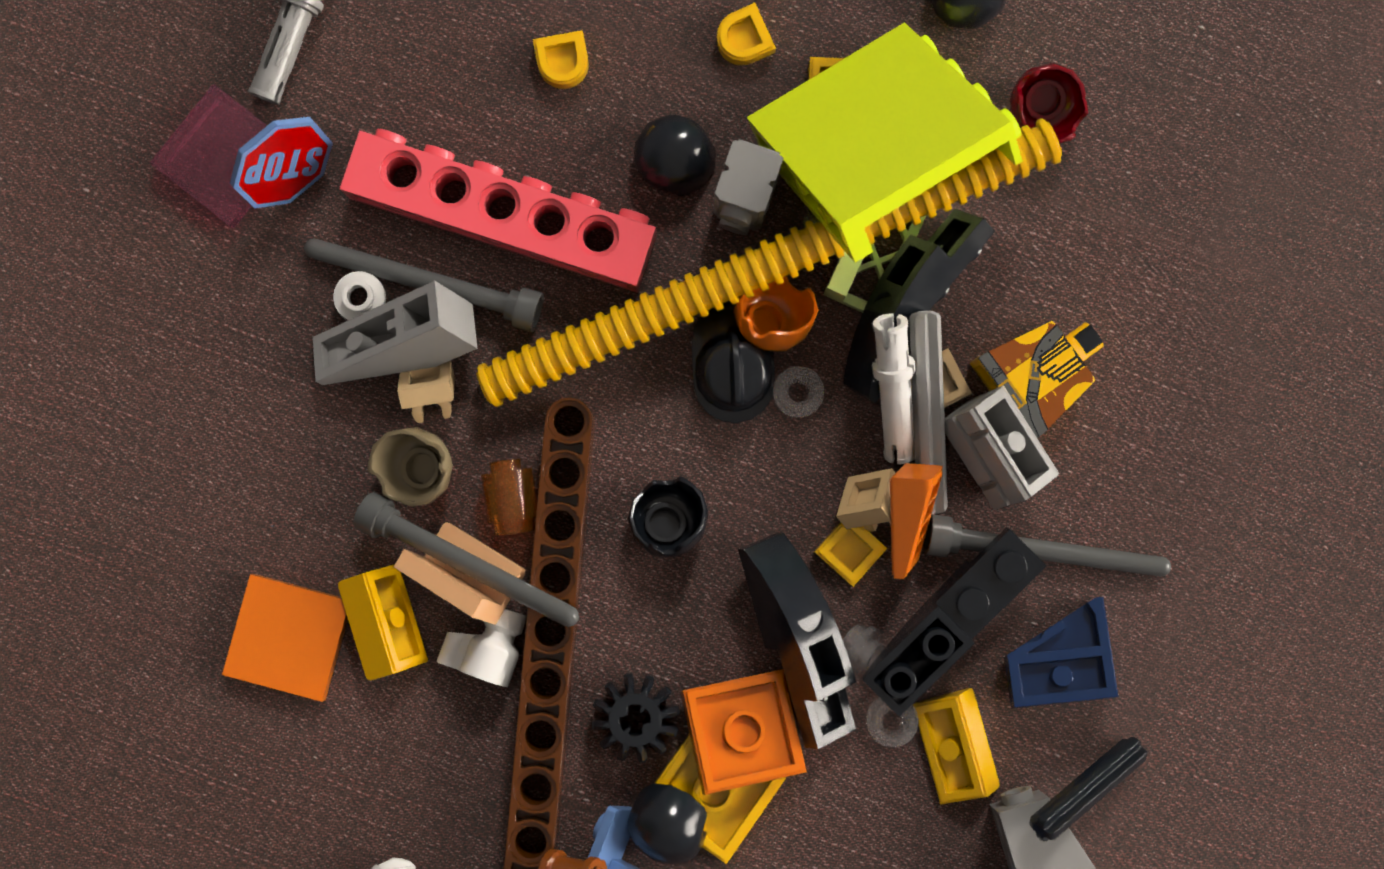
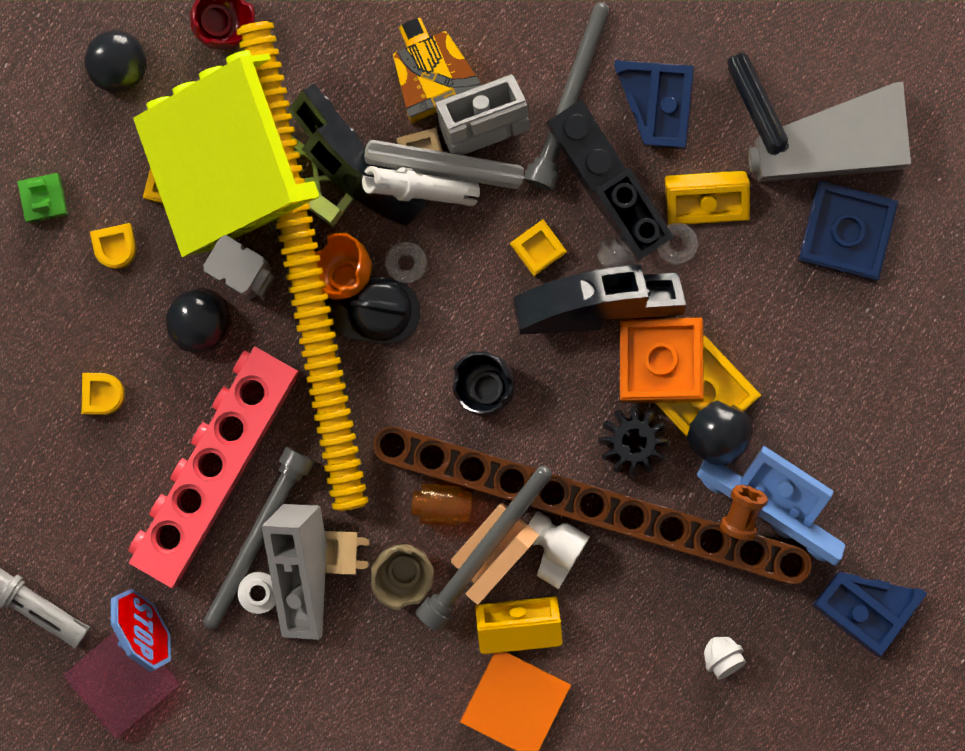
camera: 75 degrees left, 0 degrees up
(866, 500) = (503, 223): tan tile -> none
(911, 504) = (514, 193): orange slope -> none

